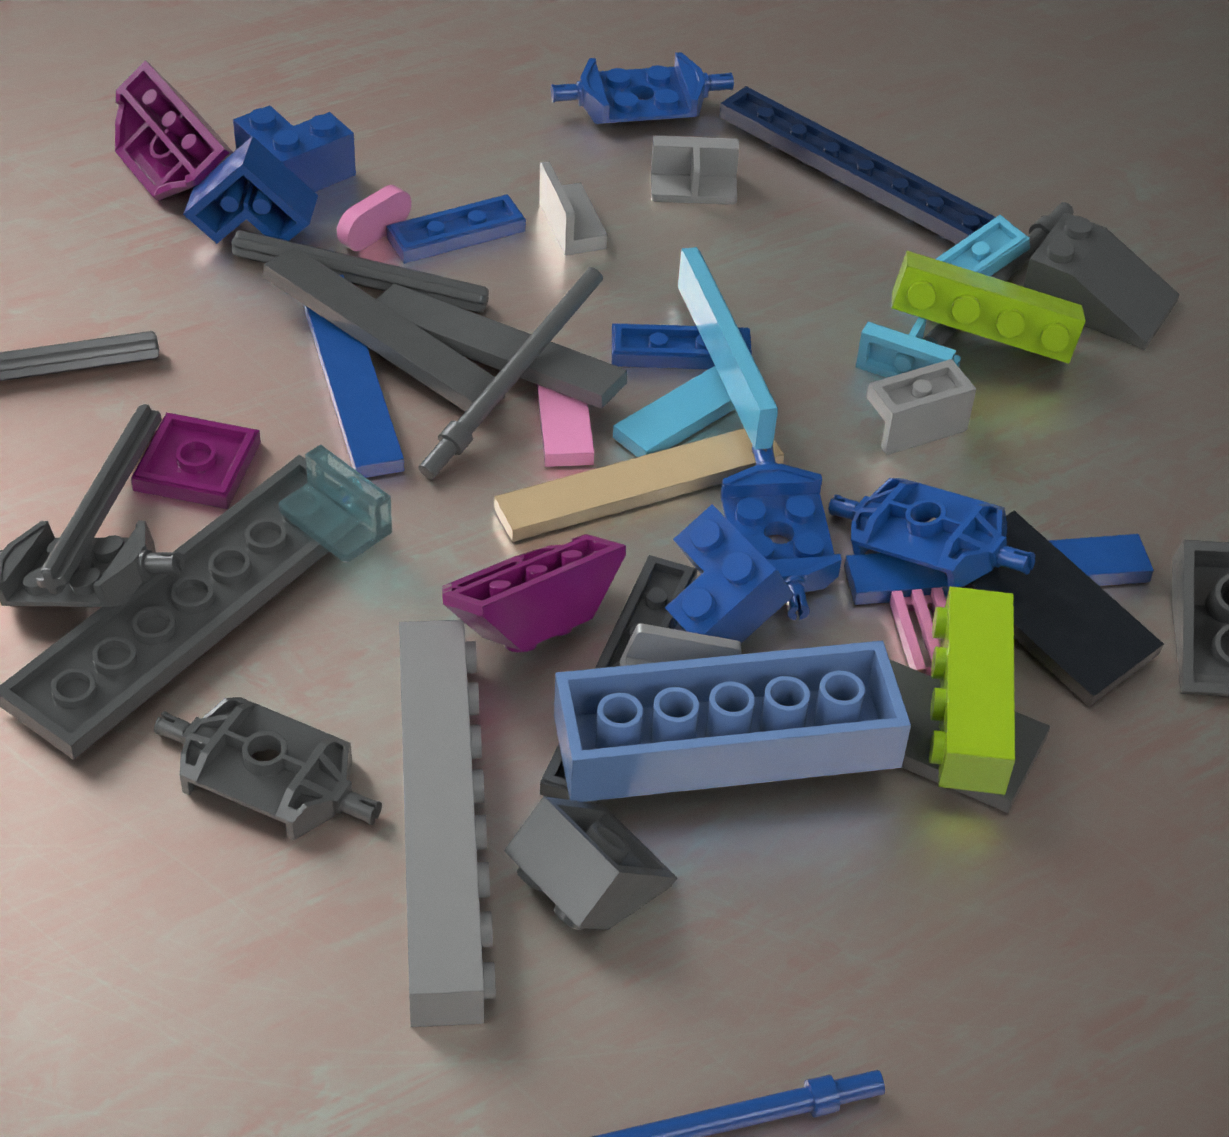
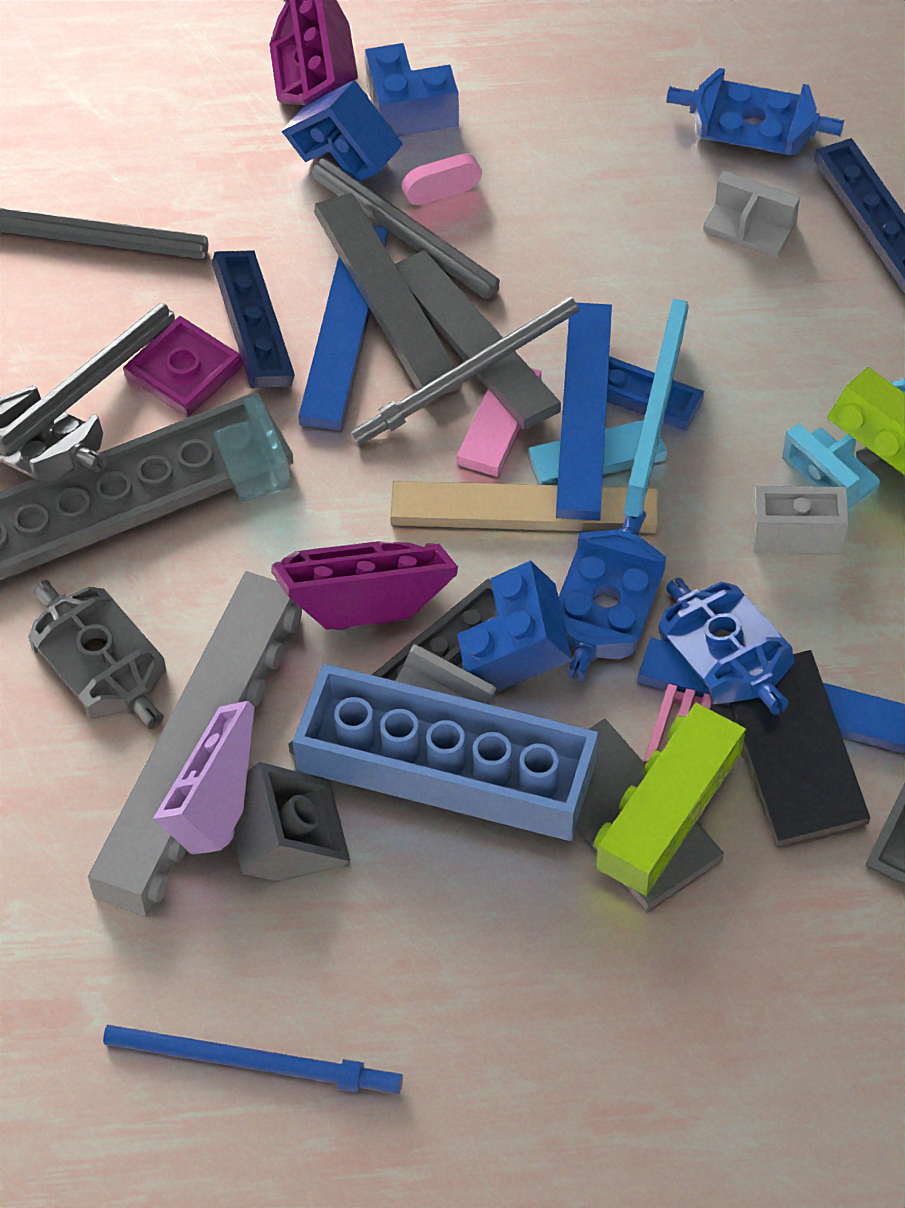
camera: 30 degrees right, 10 degrees up
(251, 392) = (252, 319): none -> dark blue plate
(455, 228) = (511, 209): blue tile -> none
(500, 844) = (212, 784): none -> lavender slope
(570, 214) = (616, 226): light grey panel -> none
(655, 380) = (584, 413): none -> blue tile

